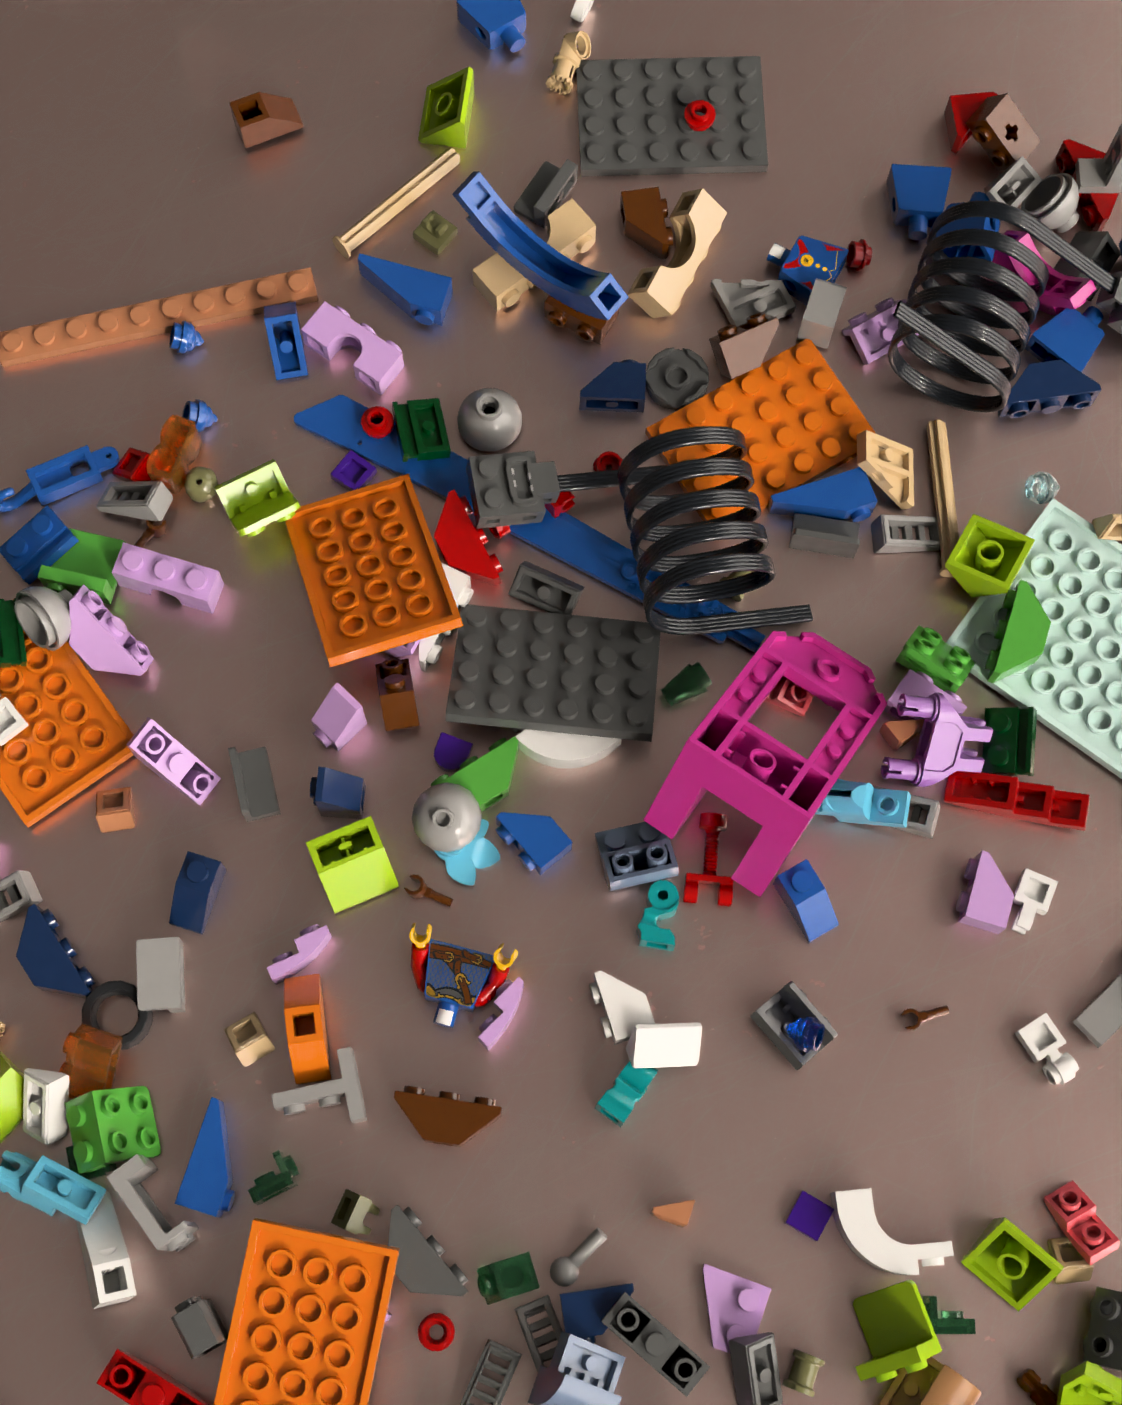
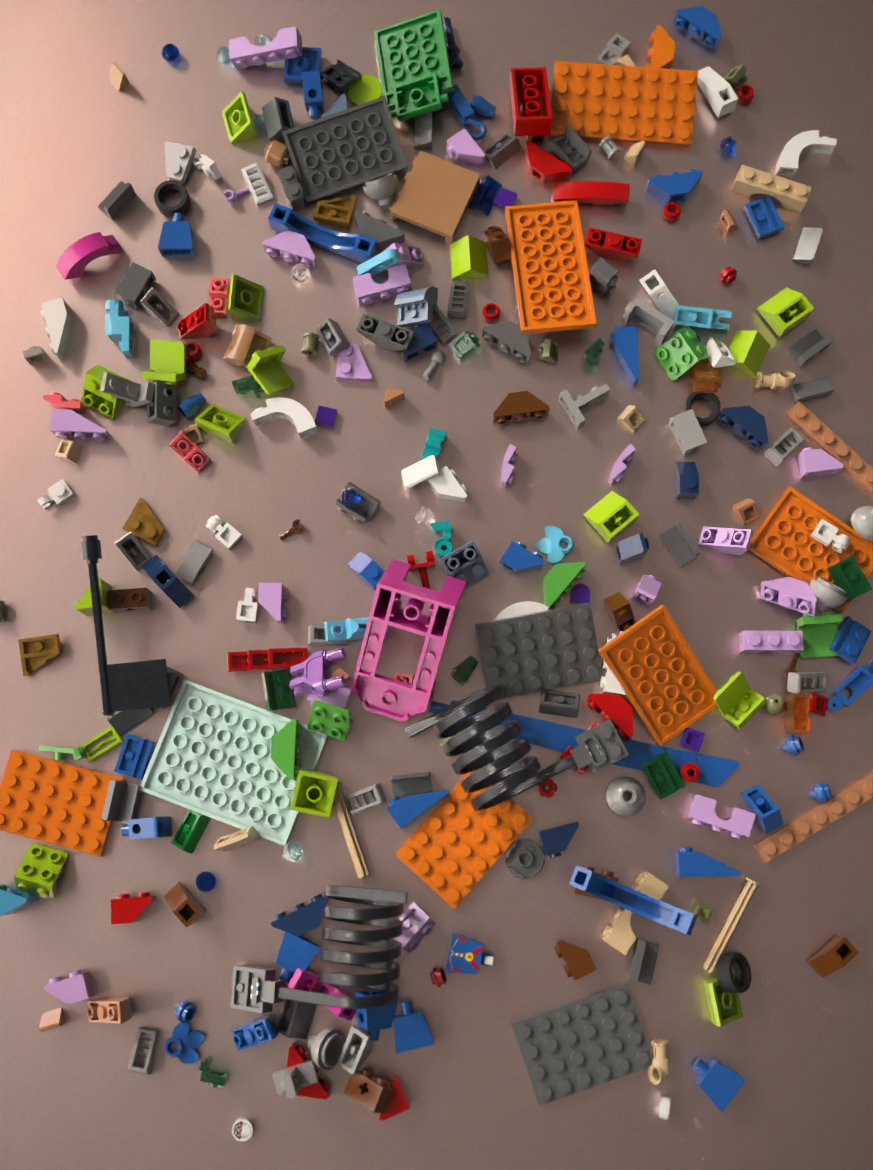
camera: 170 degrees right, 5 degrees up
(306, 1029) = (605, 429): orange slope -> none
(427, 892) = (568, 516): reddish brown hand -> none
(432, 139) = (725, 975): none -> black tyre
(446, 817) = (570, 551): light grey cylinder -> none
(455, 975) = (538, 476): torso -> none
(679, 966) = (425, 516): none -> clear plate
(695, 223) = (543, 962): tan arch -> none
(697, 122) = (564, 1036): red plate -> none
(745, 346) = (490, 888): slope -> none
(752, 297) = (494, 922): light grey wing -> none
(821, 312) = (450, 924): light grey slope -> none
(888, 466) = (385, 835): tan wing -> none
(1059, 1317) = (191, 405): none -> blue cone

